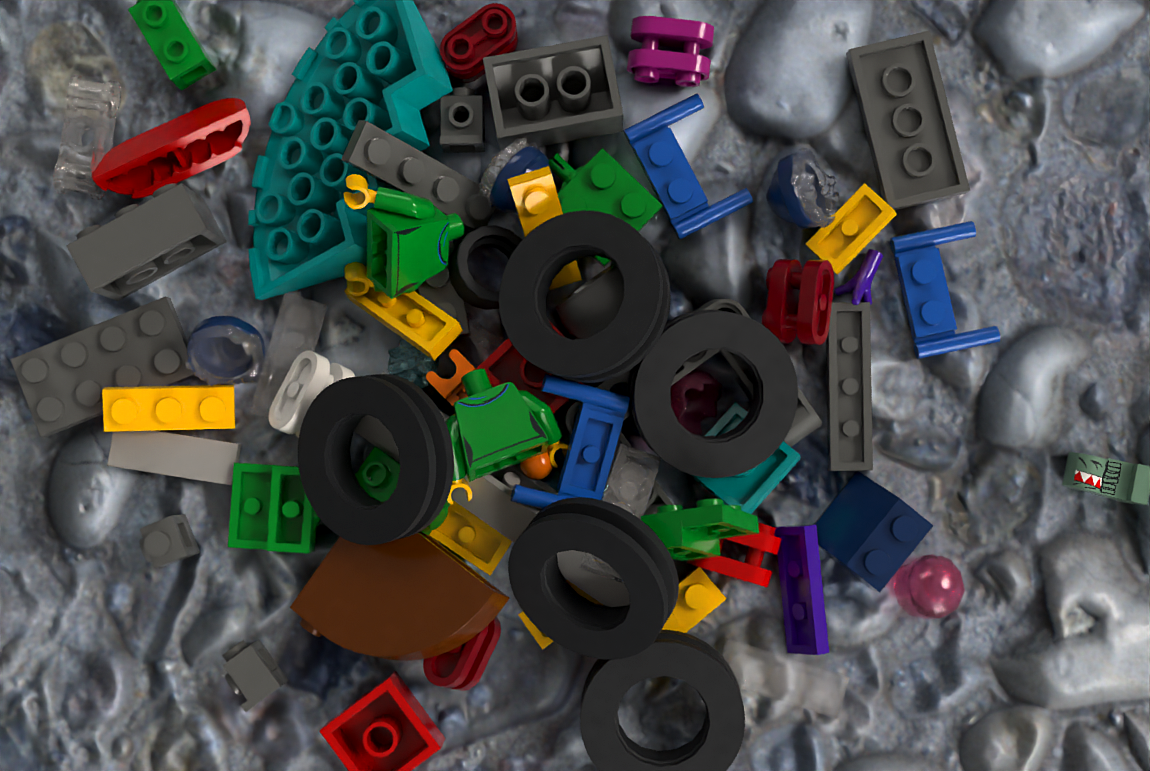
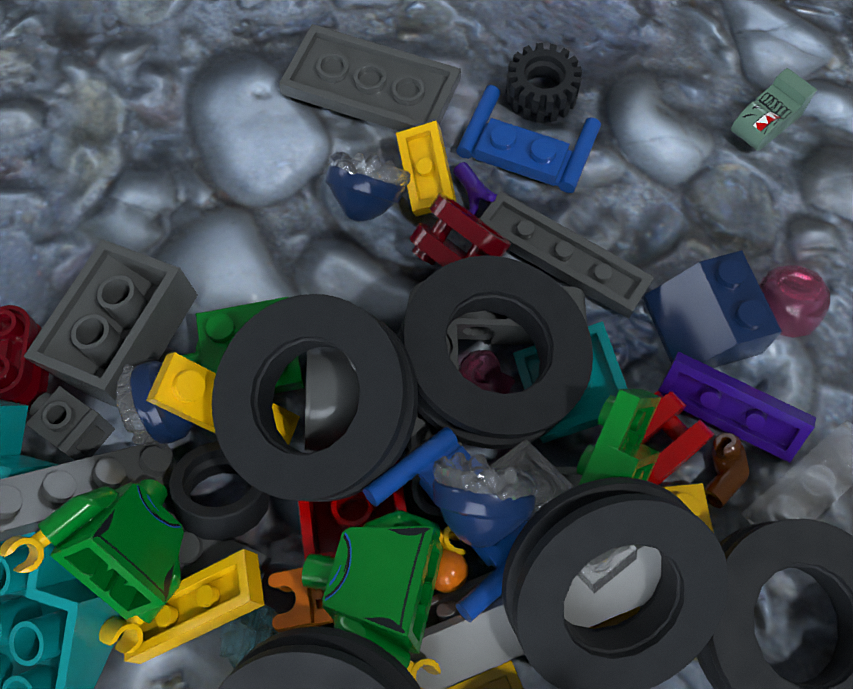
camera: 55 degrees left, 20 degrees down
(591, 457) = (482, 501): none -> hair
(672, 174) = (265, 277): blue plate -> none
(685, 68) = (162, 210): magenta brick -> none
(752, 613) = (730, 469): none -> reddish brown arm
(1029, 256) = (543, 64): none -> black tyre

